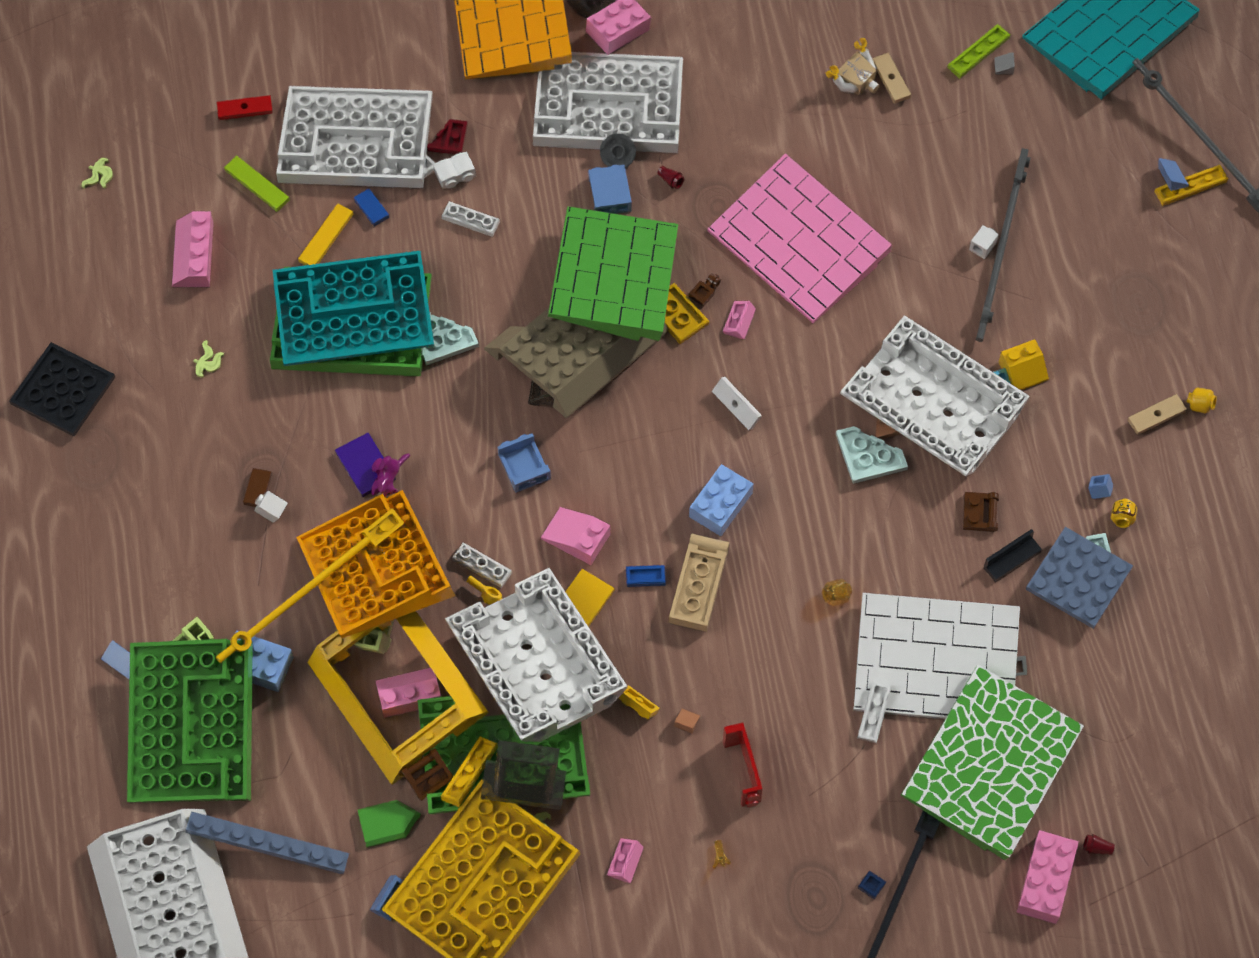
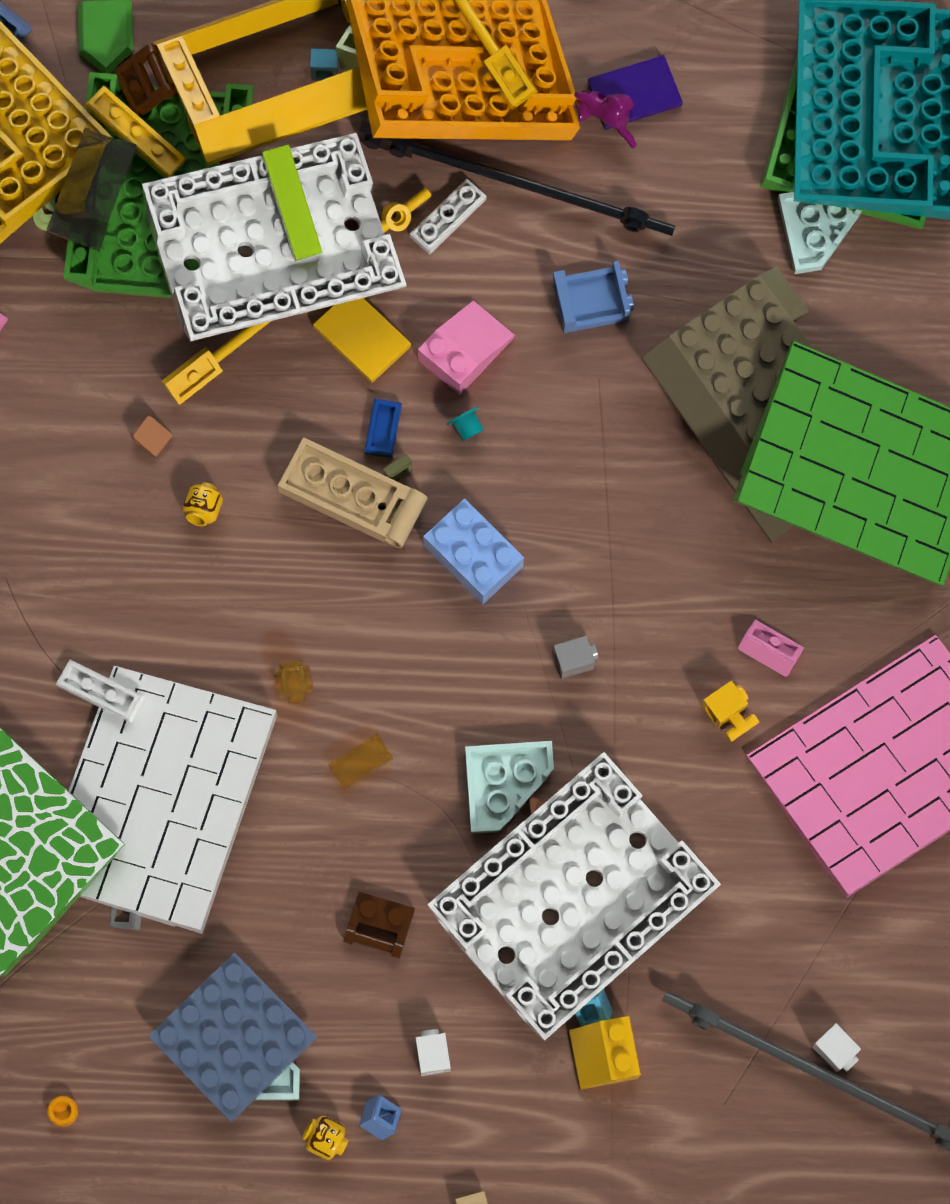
camera: 100 degrees right, 10 degrees up
(385, 664) = (323, 64): none -> medium azure slope
(402, 692) = (278, 69): bright pink slope -> none
(462, 447) = (631, 217): none -> black bar
(509, 645) = (291, 202): none -> lime tile
(631, 521) = (467, 424): none -> teal piece
(674, 557) = (398, 468): none -> olive tile
(682, 316) = (795, 563): yellow tile -> none
(703, 292) = (824, 601): reddish brown plate -> none
(729, 674) = (202, 504): none -> yellow head
(736, 403) = (627, 610): white tile -> none
(737, 735) = (60, 497): red panel -> none
(776, 428) = (575, 656): none -> light grey brick
(787, 335) = (726, 706): none -> yellow brick
(878, 543) = (360, 761): none -> clear yellow tile
(1012, 556) = (293, 952): black panel -> none
(1053, 462) = (433, 1052): none -> white brick
(1153, 674) = (62, 1111): none -> light orange tile

